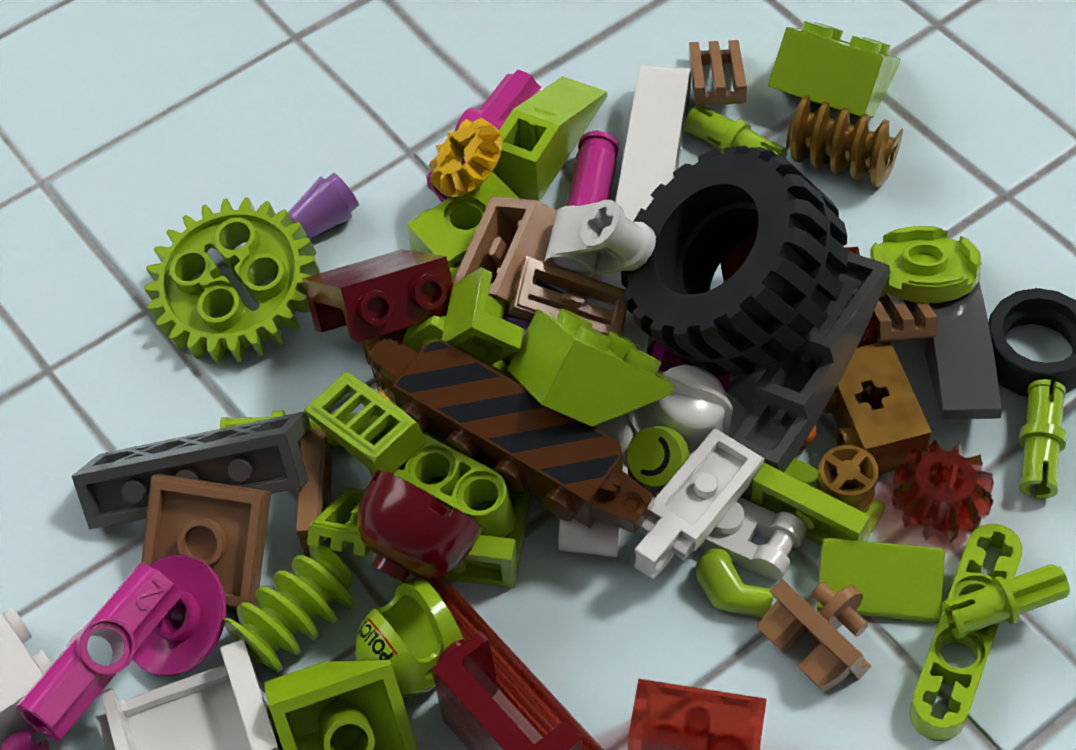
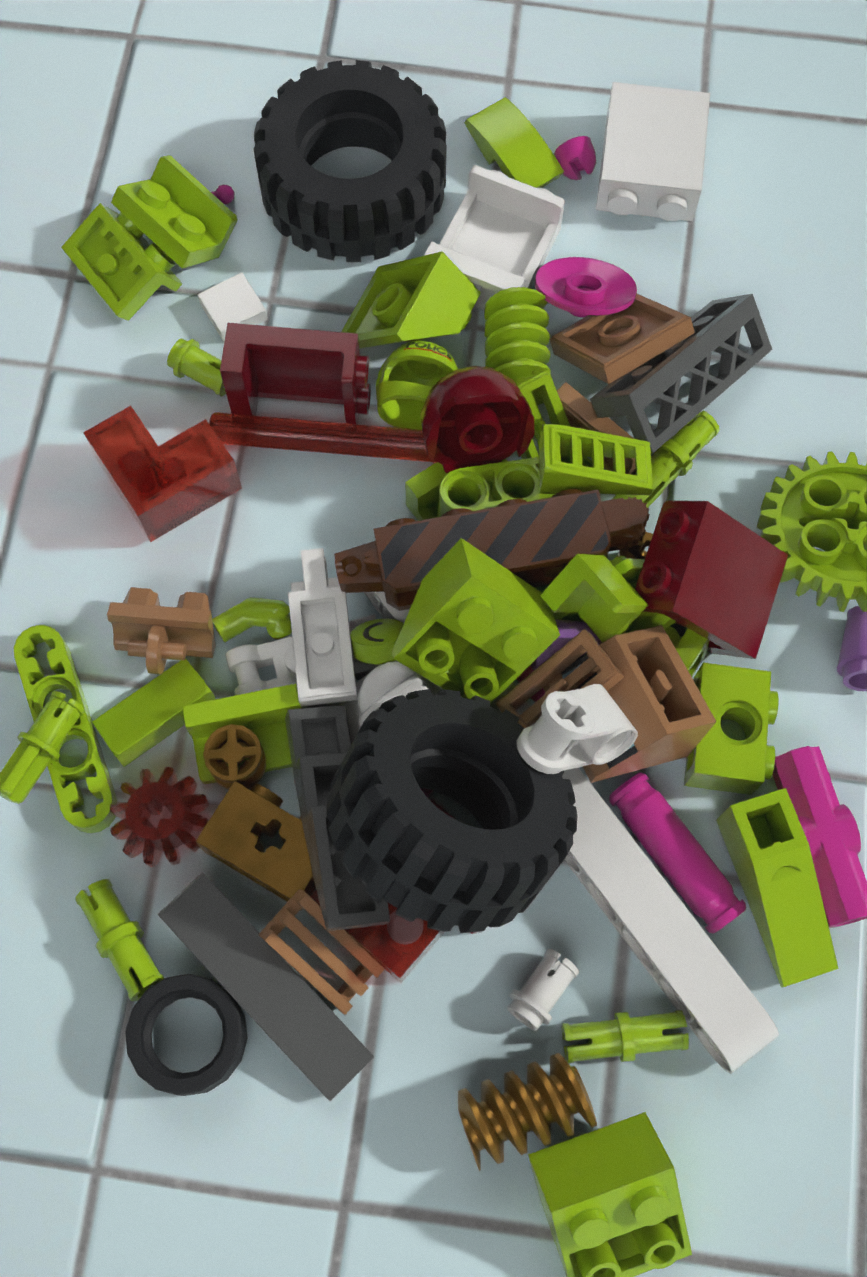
camera: 130 degrees right, 15 degrees up
(74, 677) = (596, 232): dark pink piece -> none
(482, 149) = (774, 748): yellow gear -> none
(716, 57) = (743, 1129): medium nougat tile -> none
(928, 264) = (332, 1015): lime tile -> none

